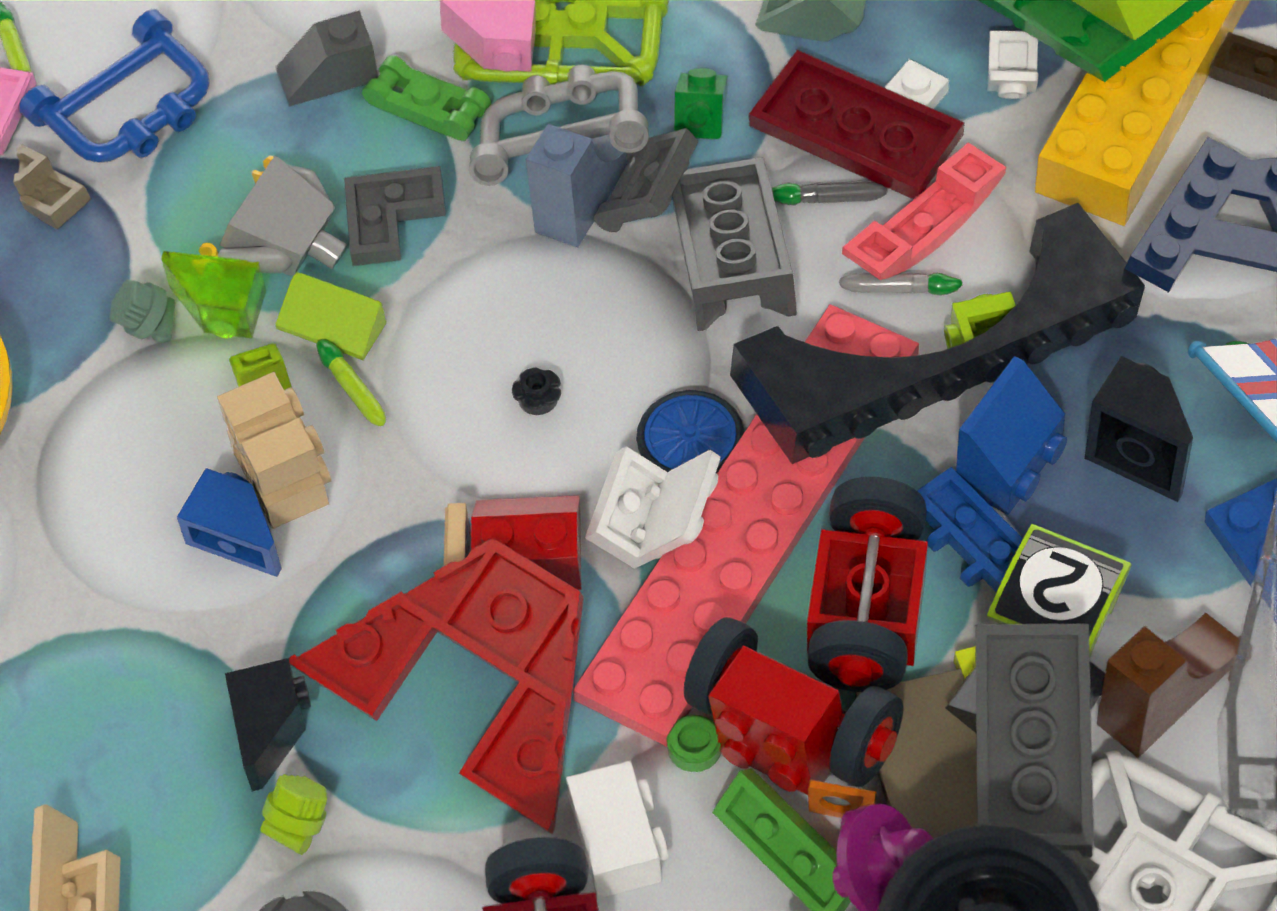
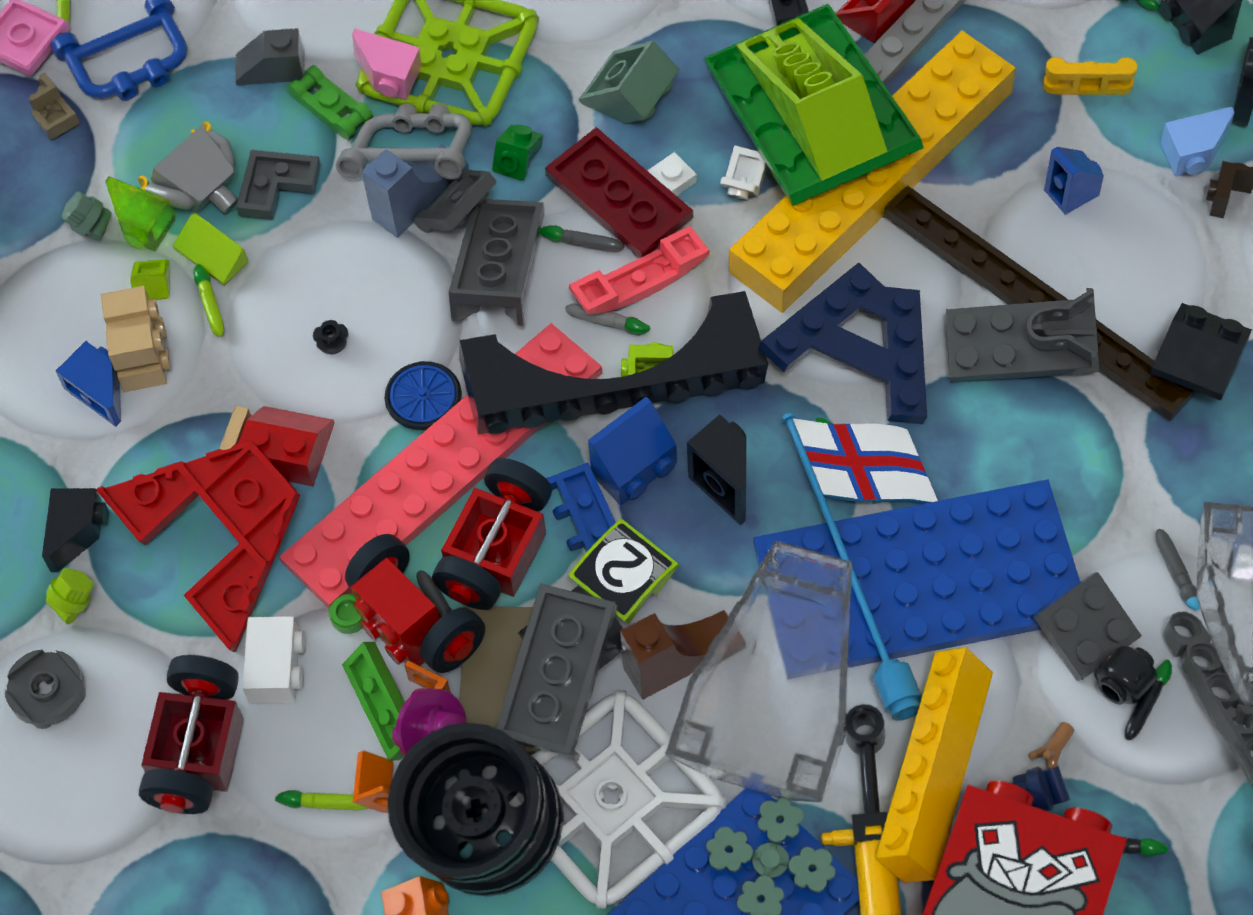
camera: 15 degrees right, 5 degrees up
(651, 510) = (371, 439): white bracket -> none

